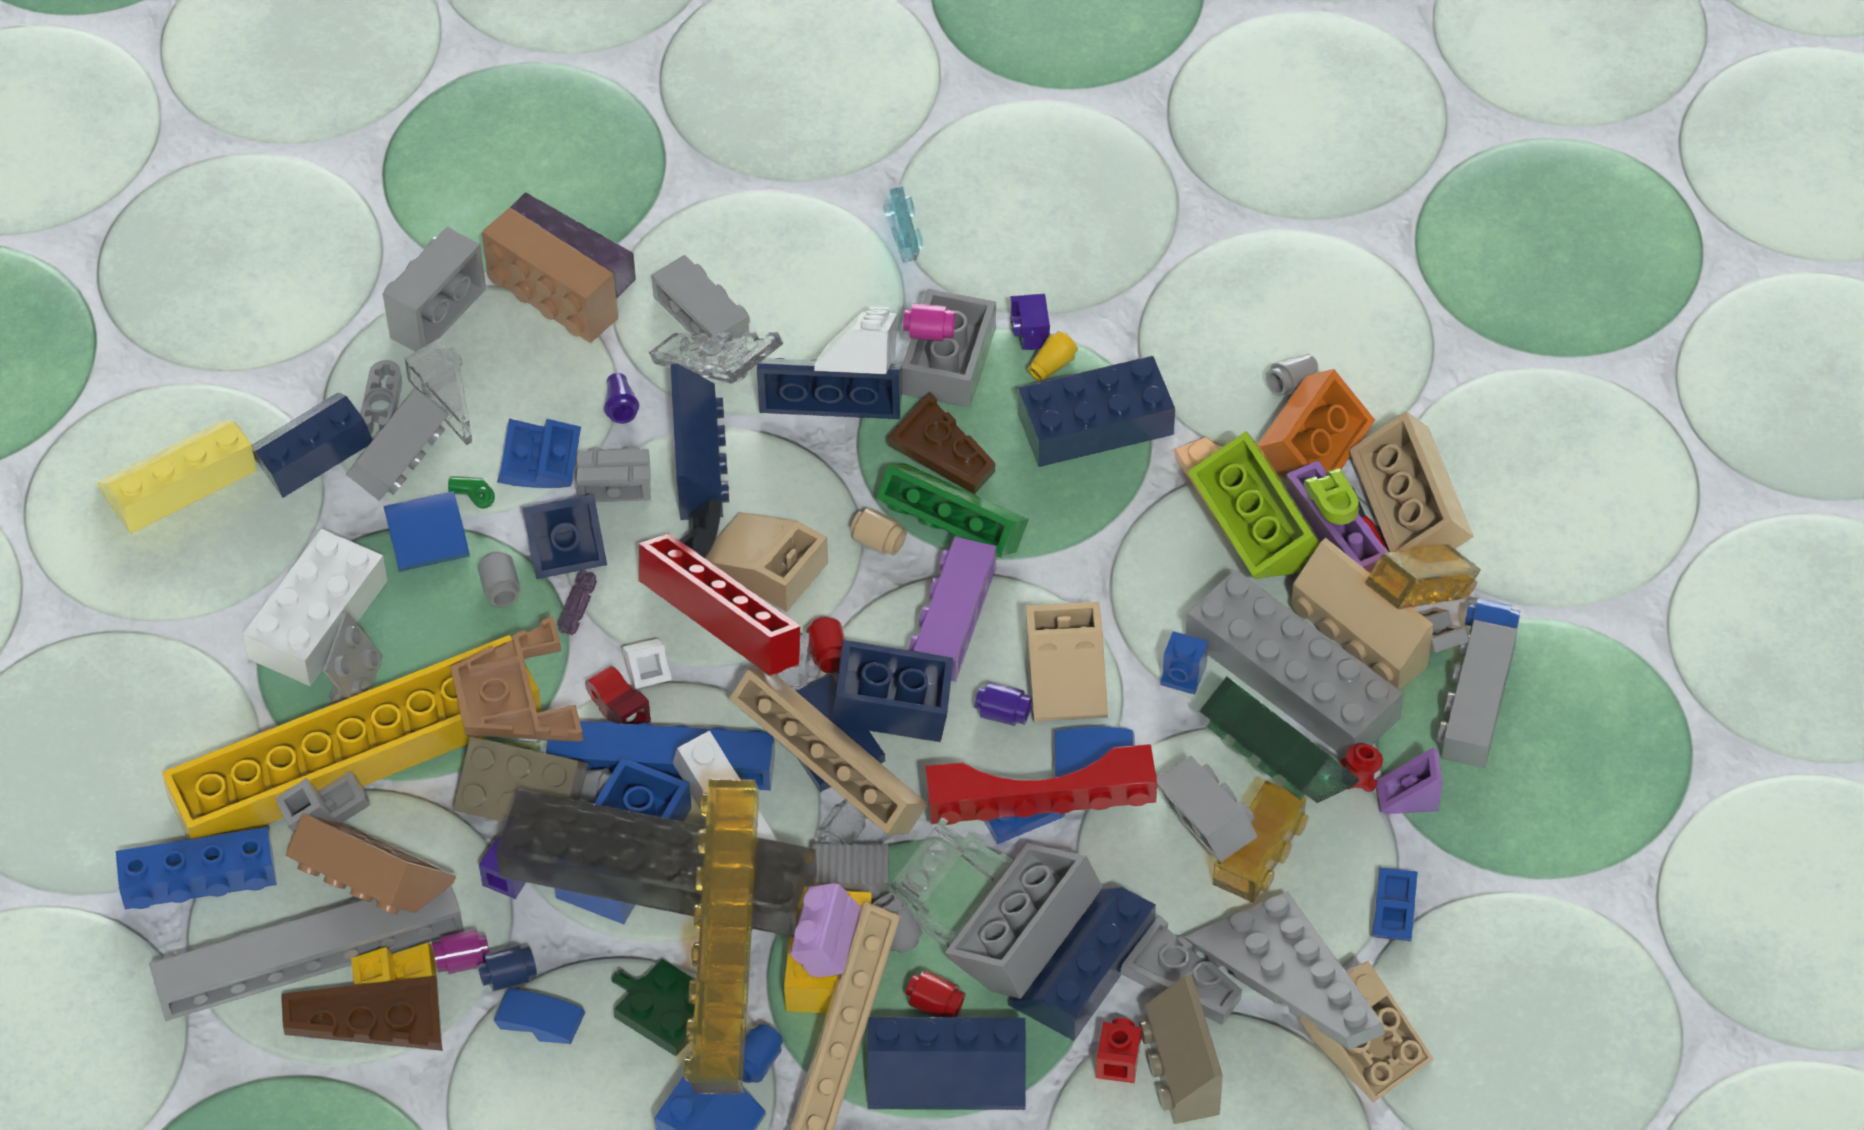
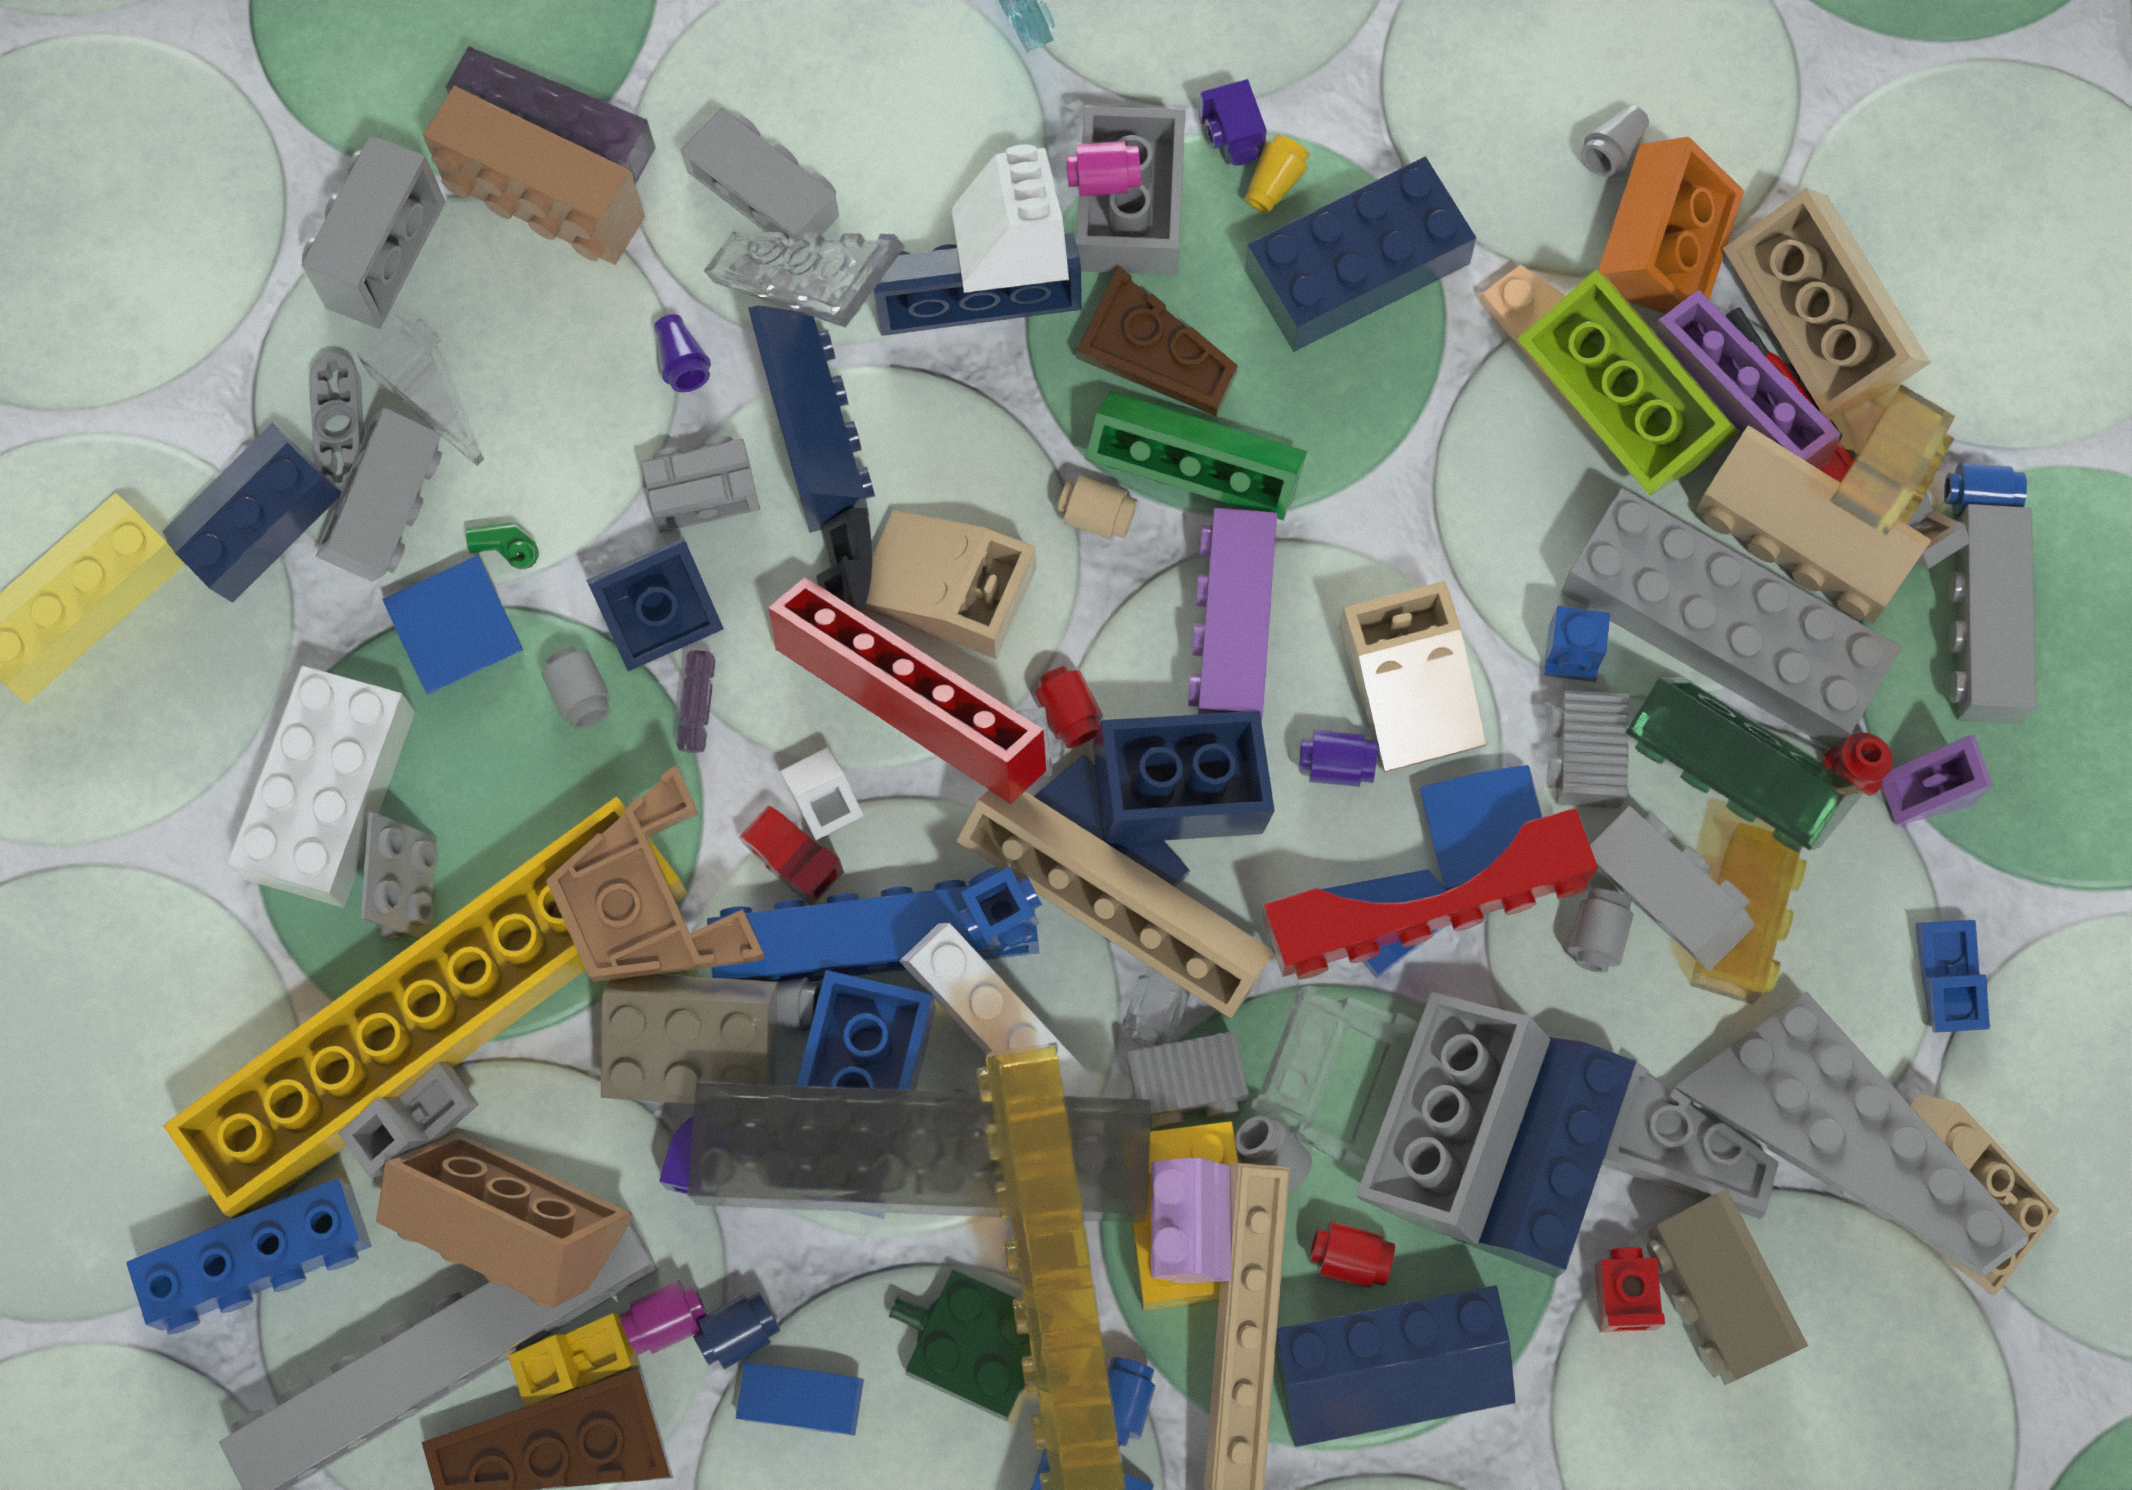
camera: 10 degrees left, 20 degrees up
(539, 454) = (585, 466): blue slope -> none
(747, 735) = (994, 888): none -> blue brick
(1156, 834) = (1601, 930): none -> light grey brick
(1177, 725) = (1591, 749): none -> light grey brick
(1336, 505) = (1752, 367): lime plate -> none

